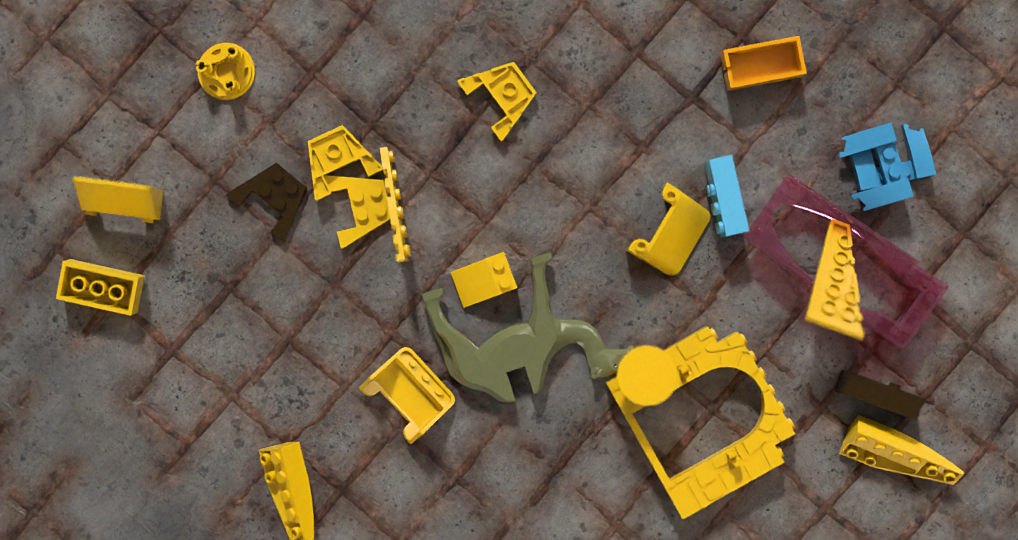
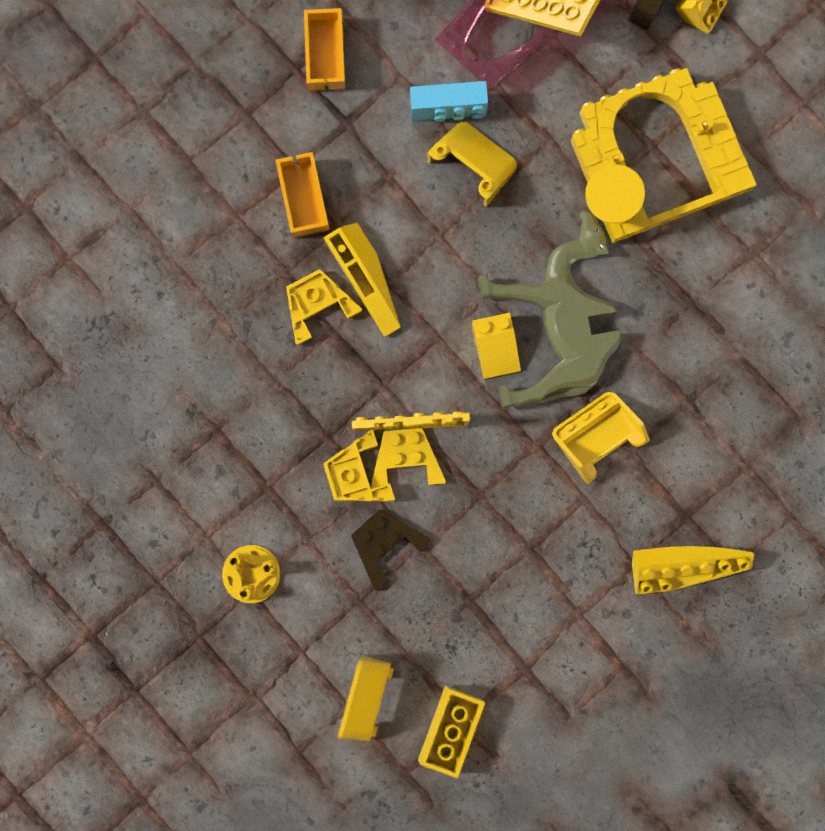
camera: 85 degrees left, 5 degrees down
(538, 138) = (364, 273): none -> yellow wedge
(608, 63) = (302, 195): none -> light orange piece

